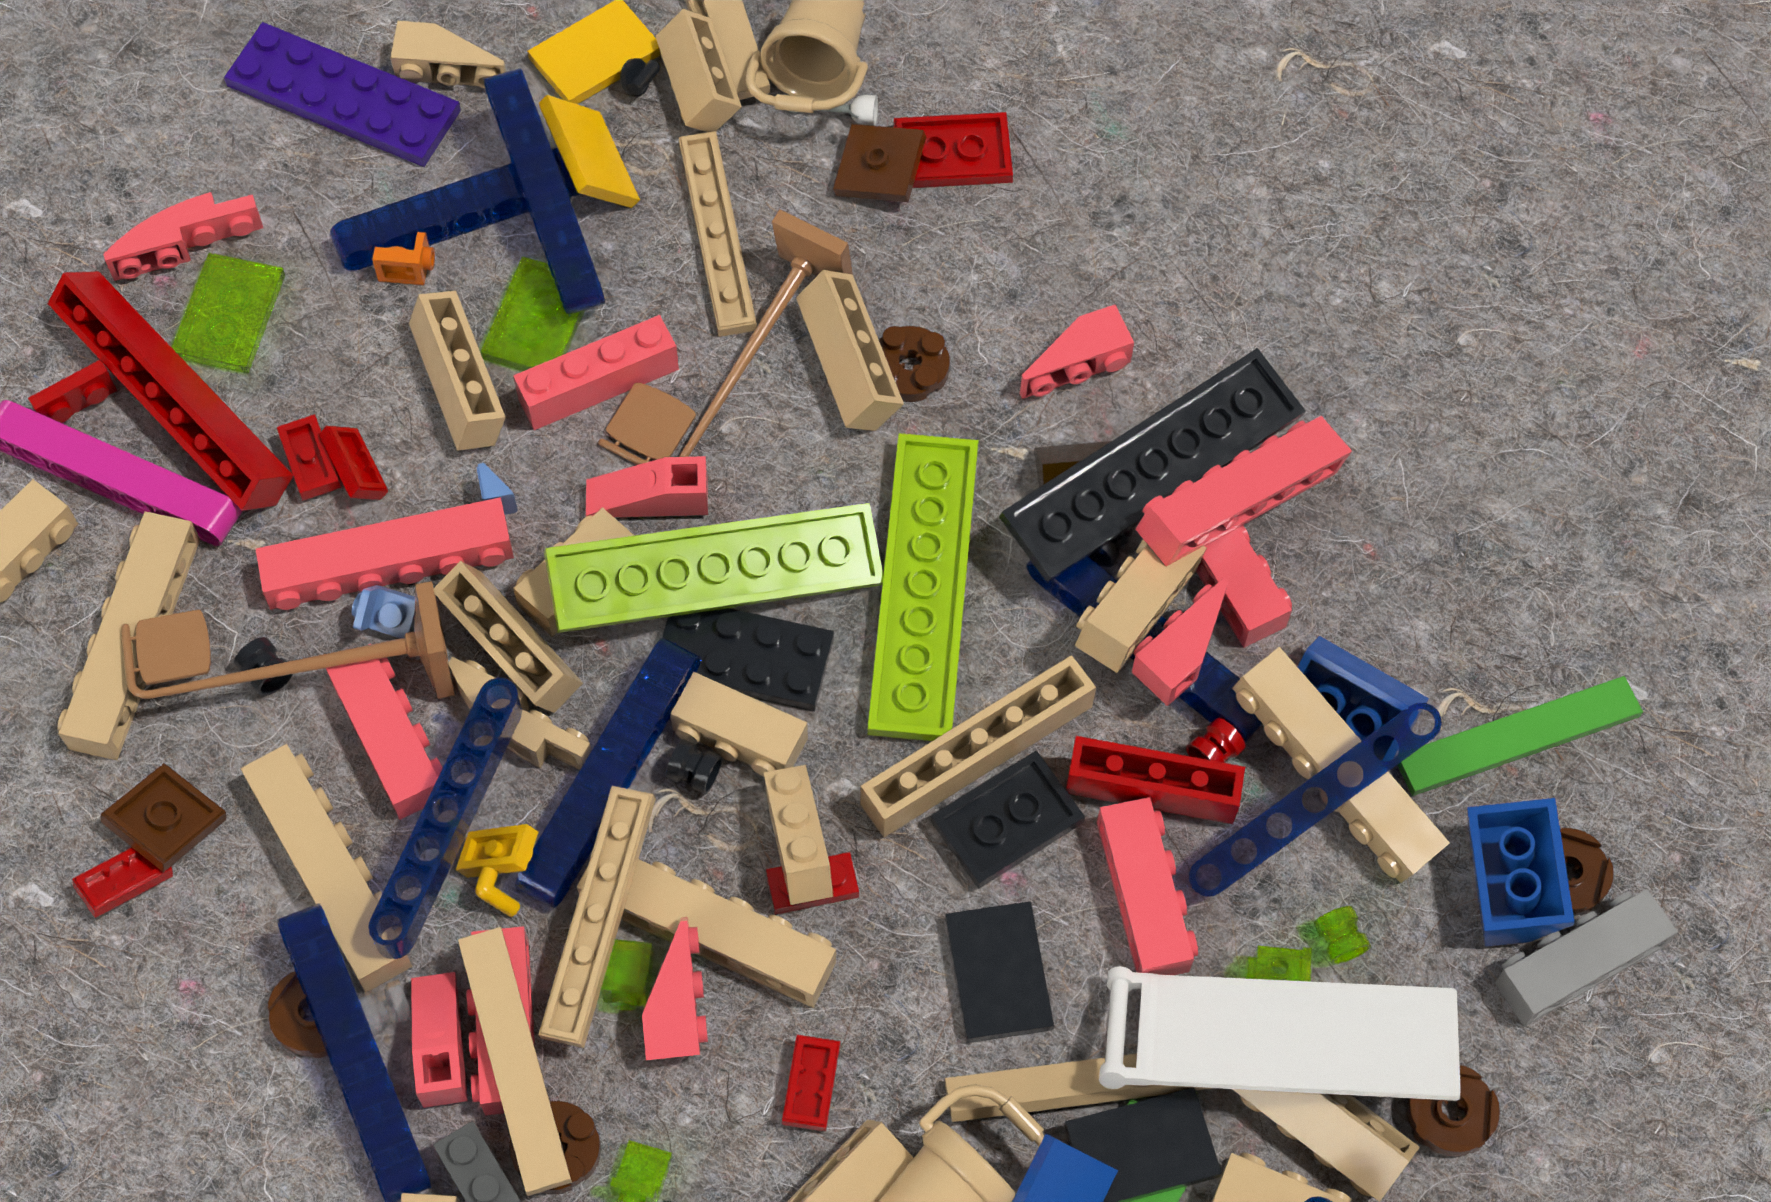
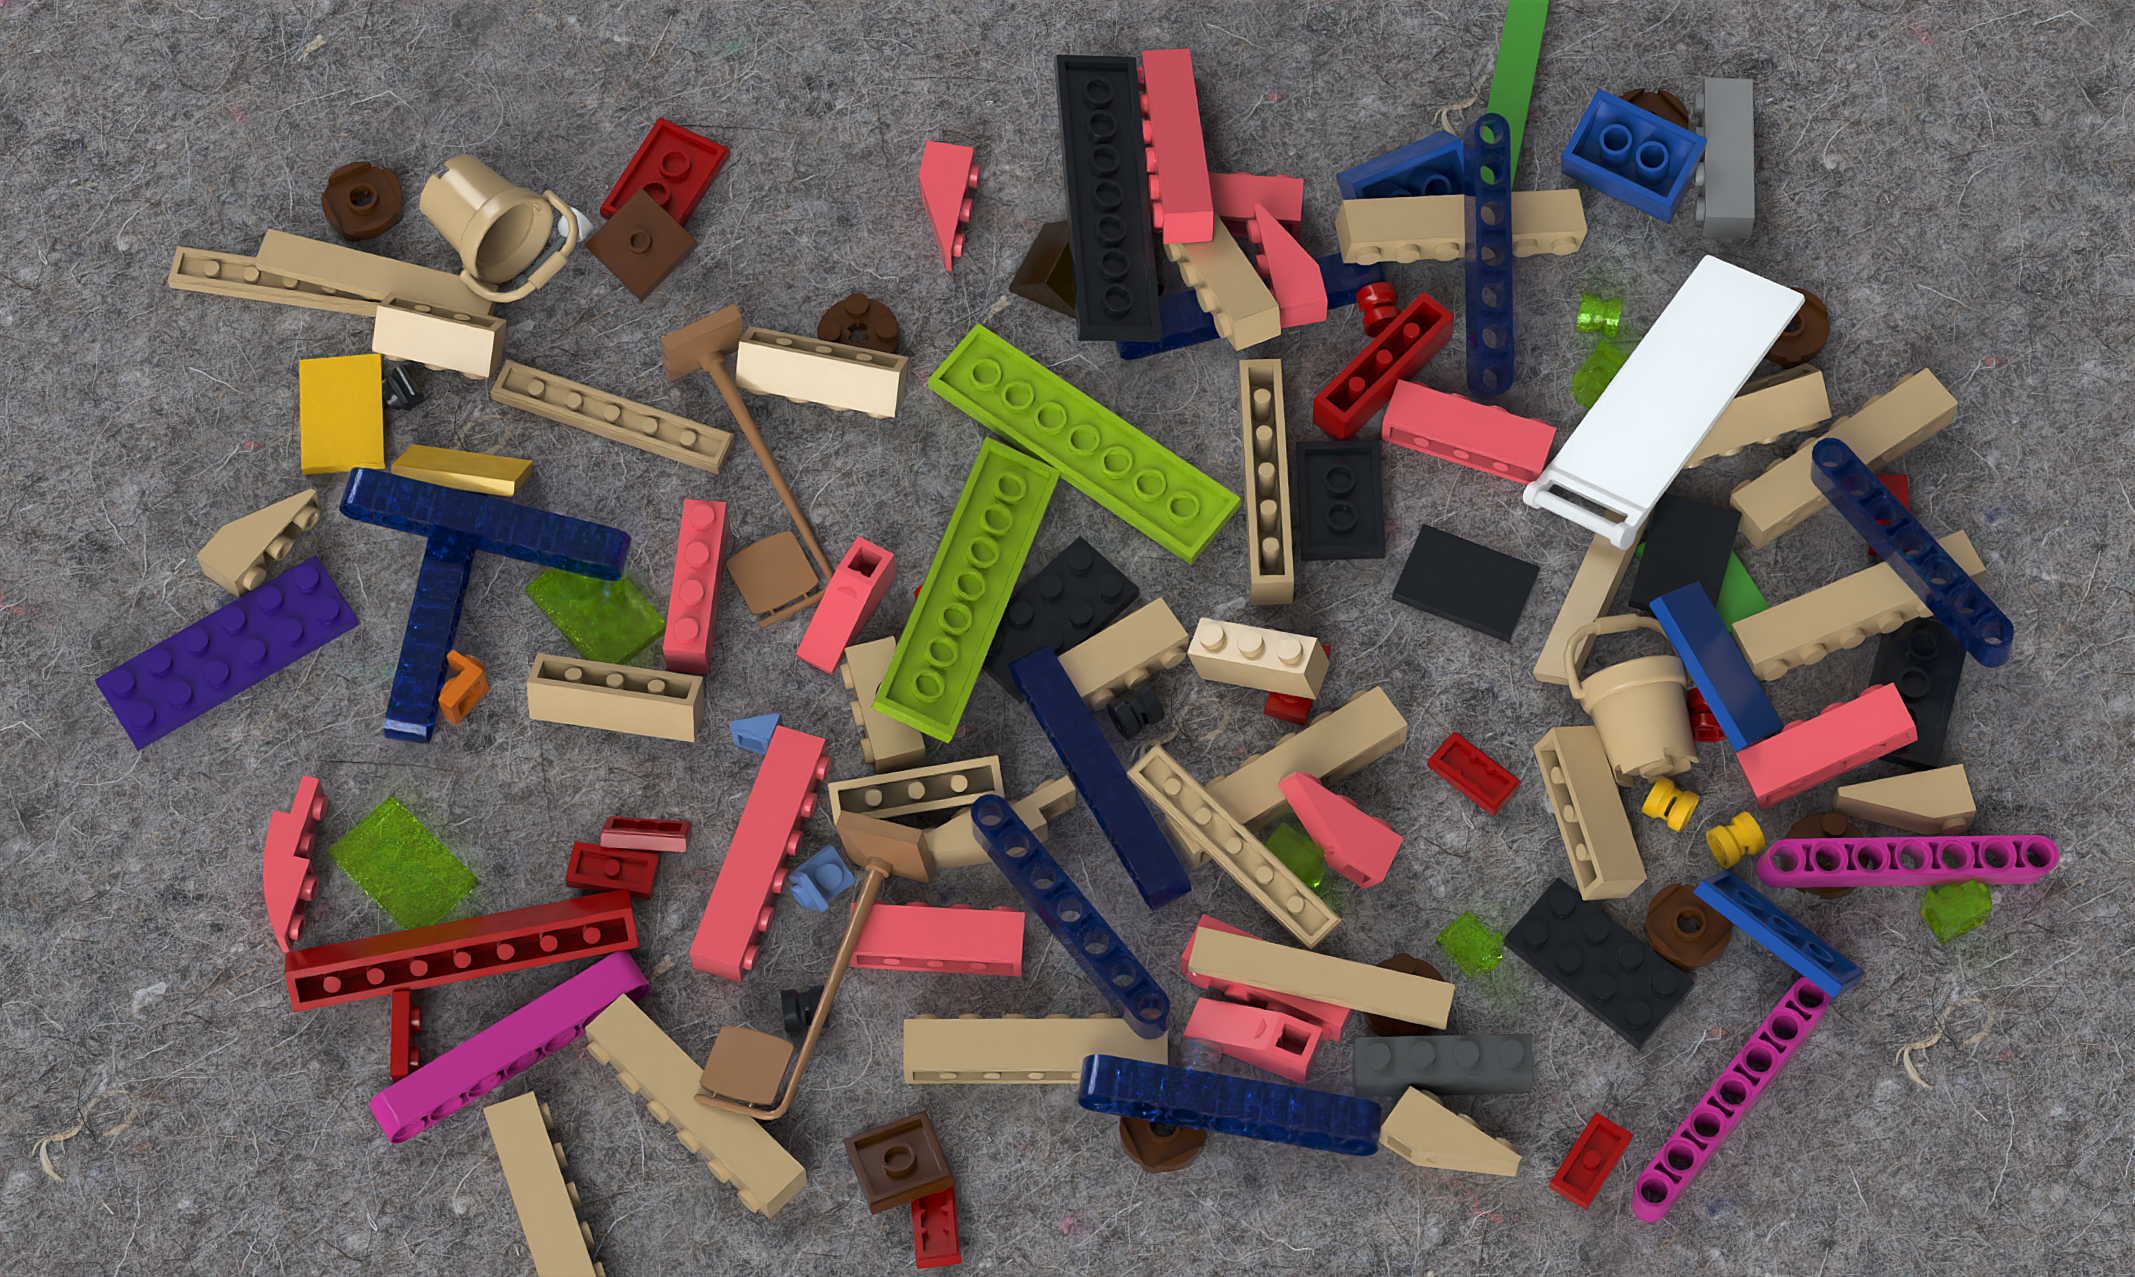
camera: 55 degrees left, 0 degrees up
(495, 853) = (1123, 896): yellow plate -> none

